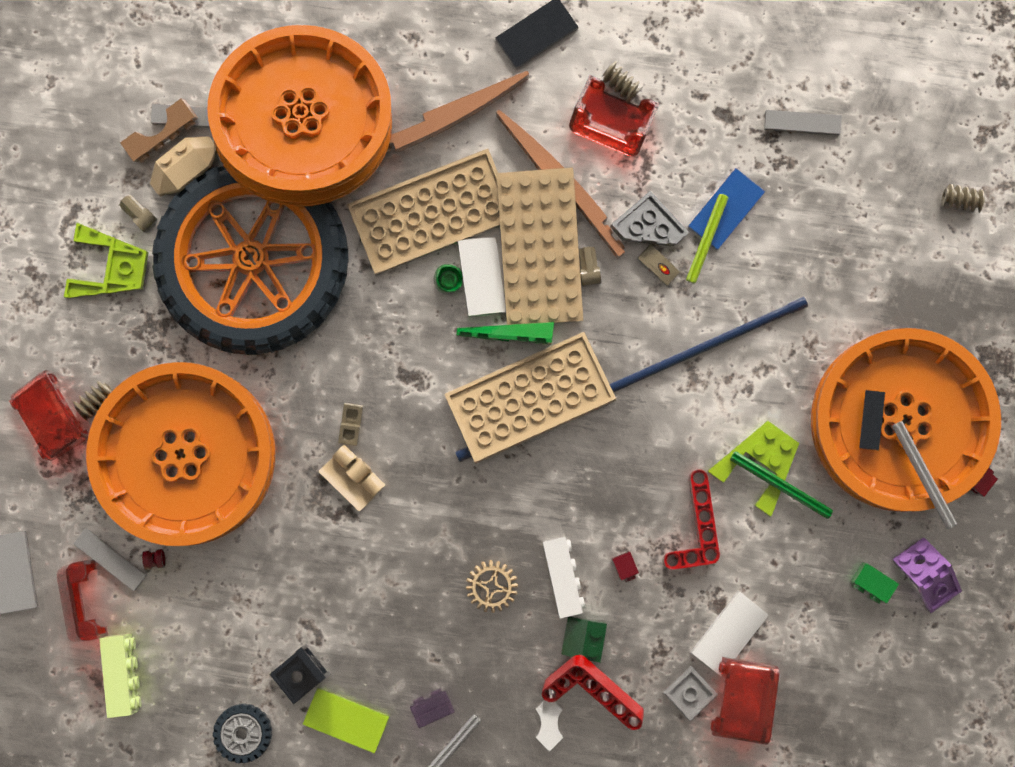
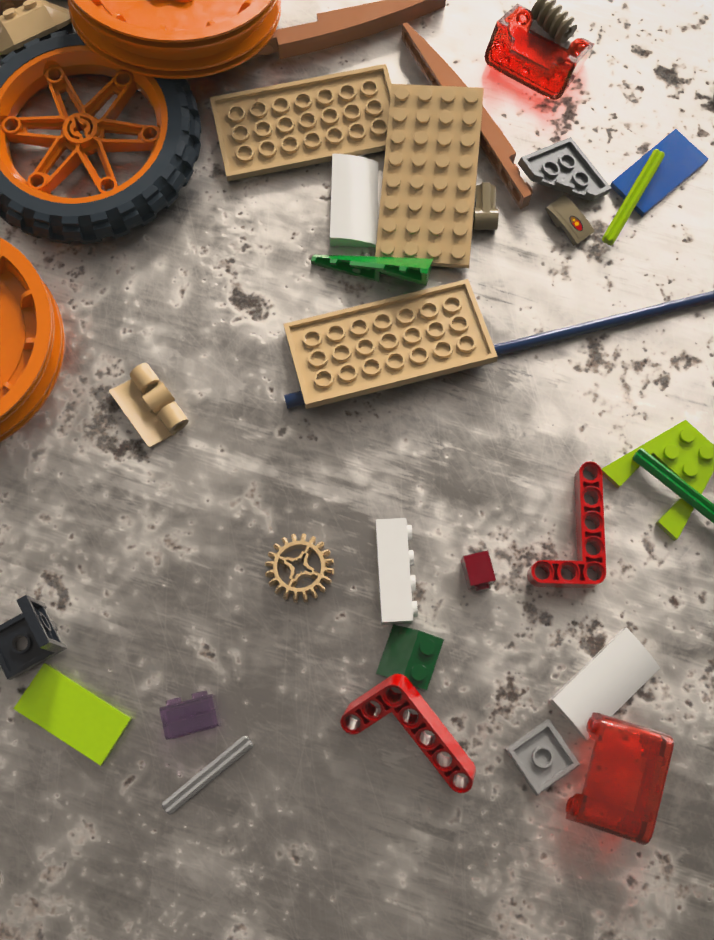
camera: 10 degrees right, 10 degrees down
(350, 424) = (162, 342): dark tan slope -> none
(448, 279) = (313, 197): green hair -> none
(549, 733) = (342, 778): white tile -> none

